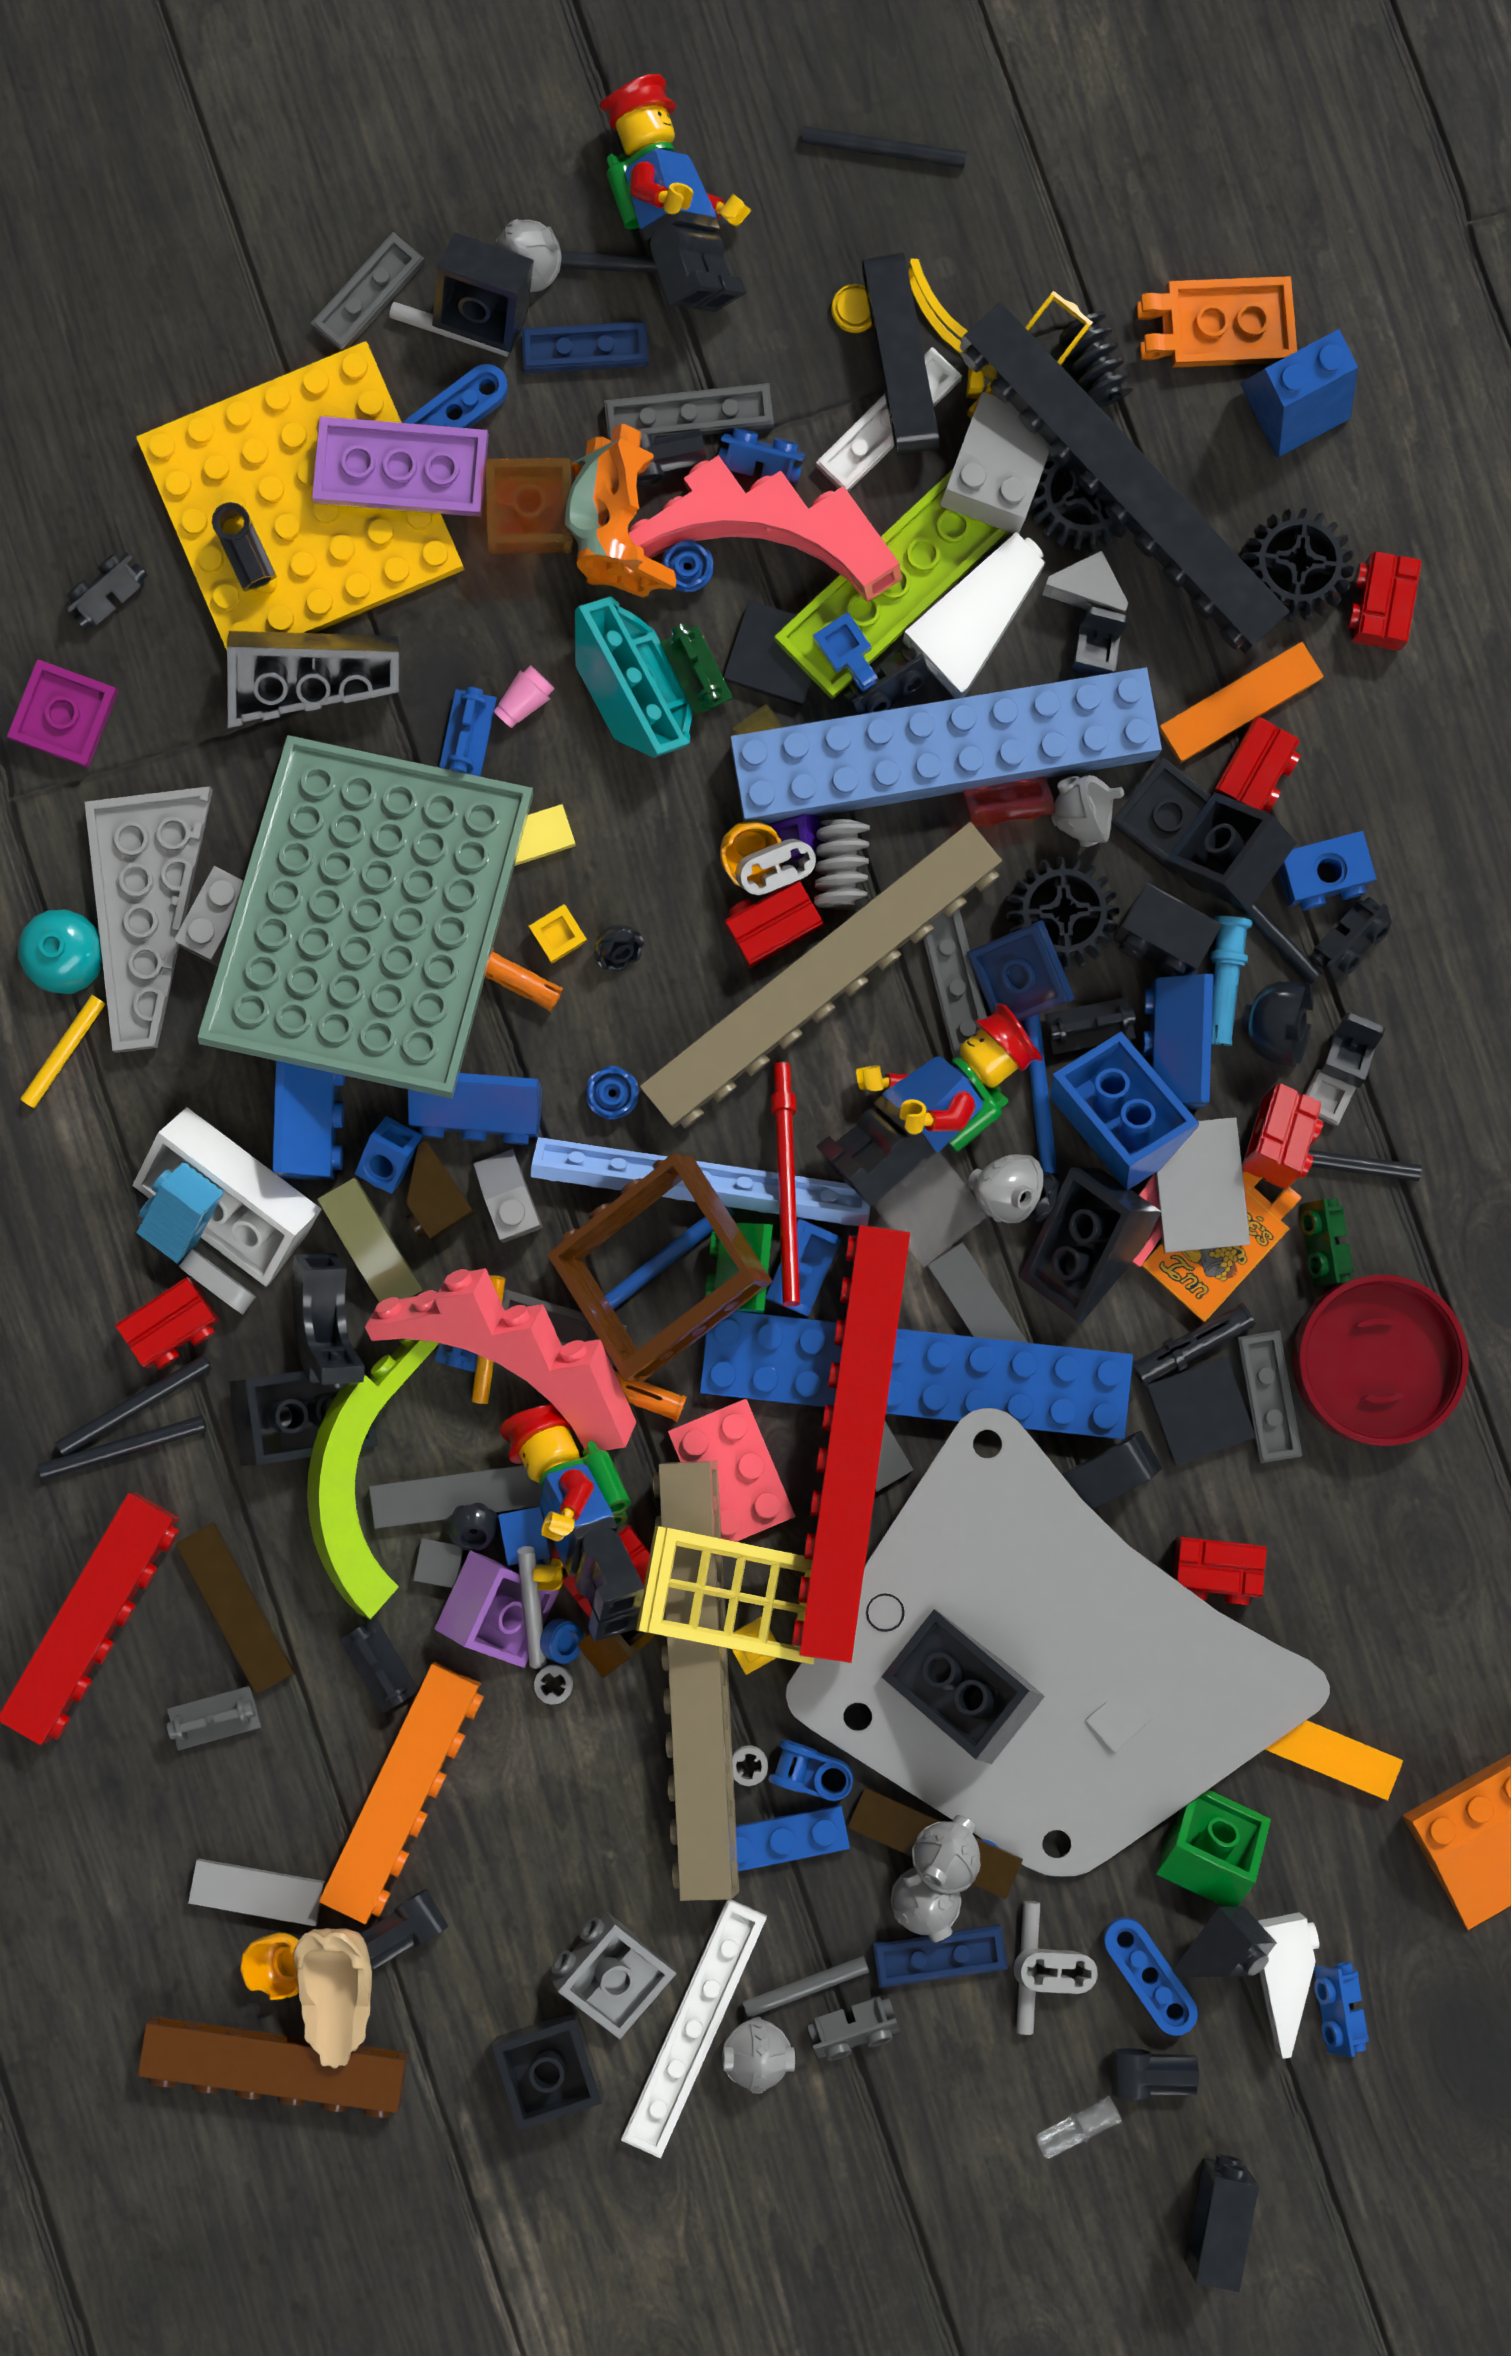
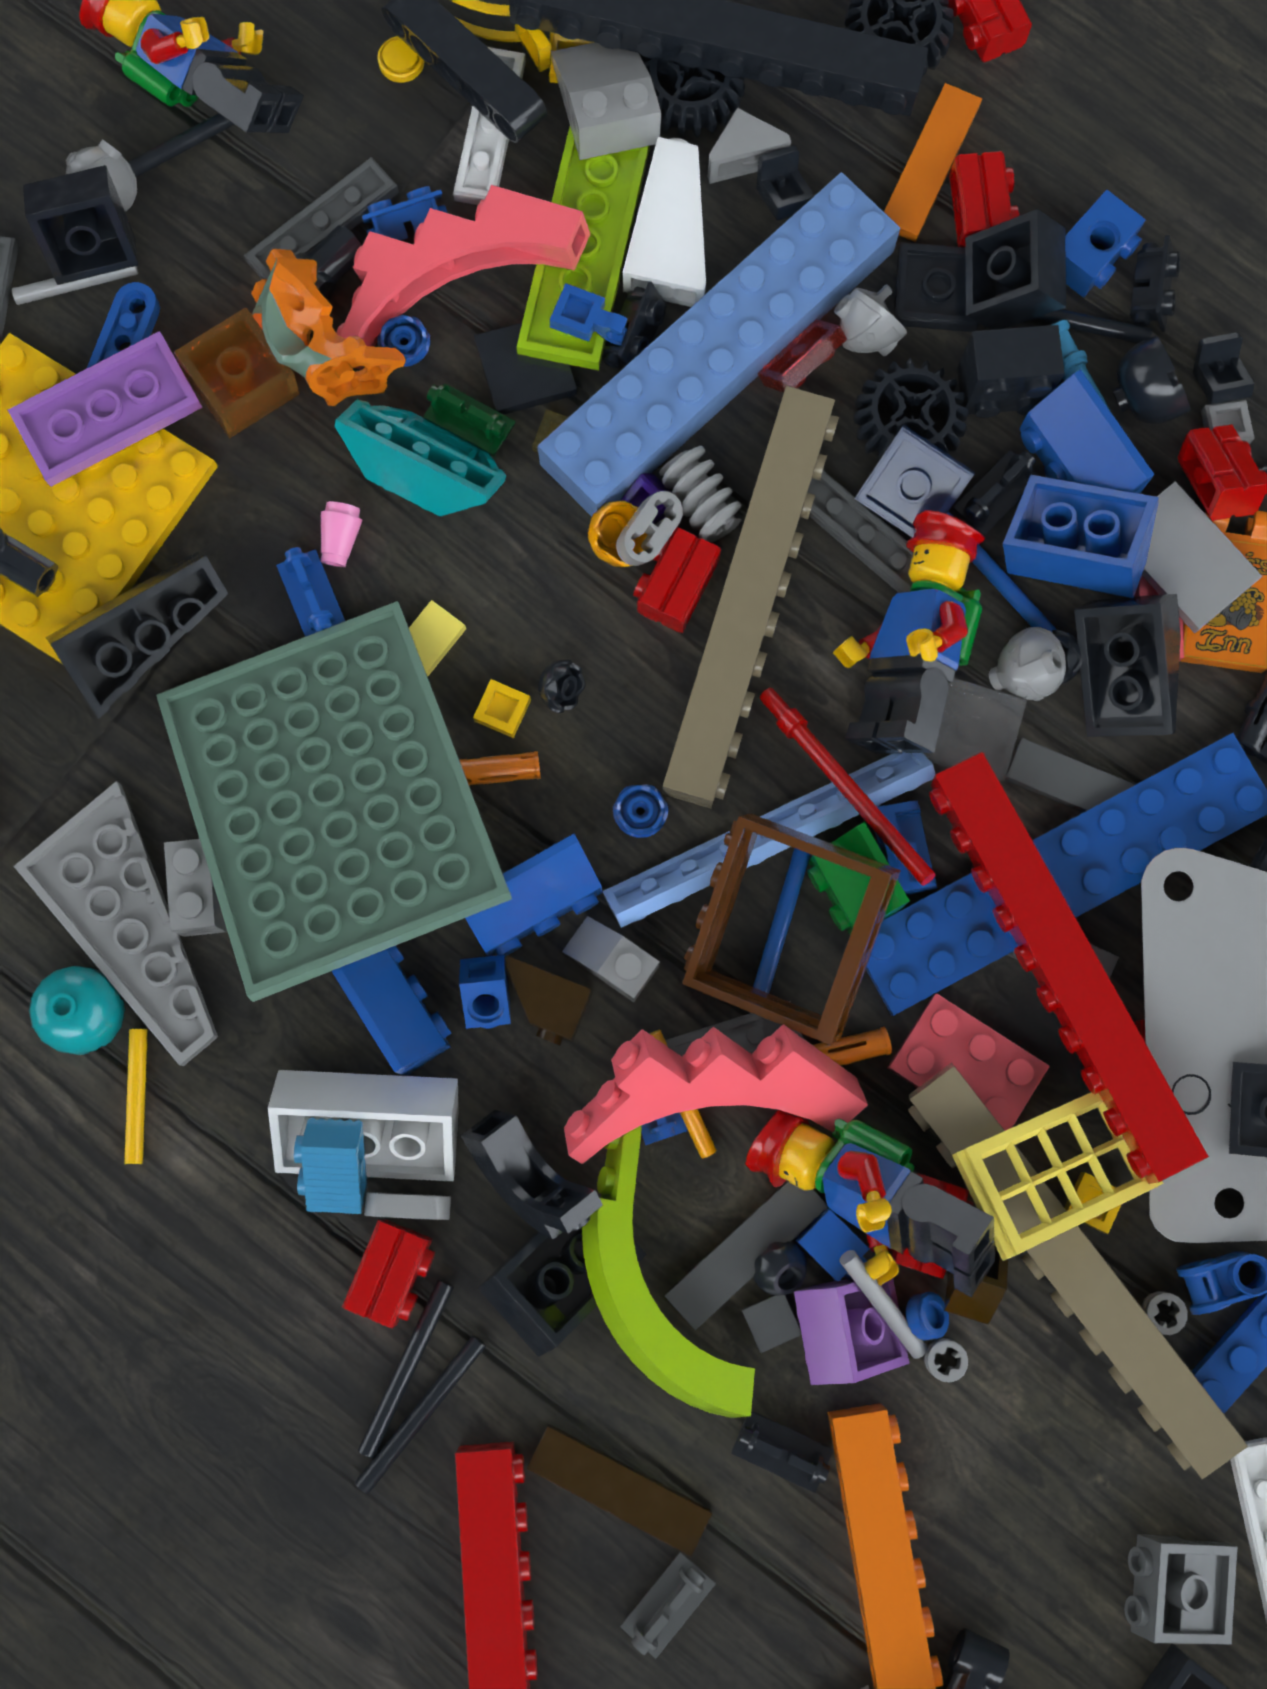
camera: 30 degrees left, 5 degrees down
(369, 1242) = (519, 1079): olive slope -> none
(585, 347) = (198, 225): dark blue tile -> none

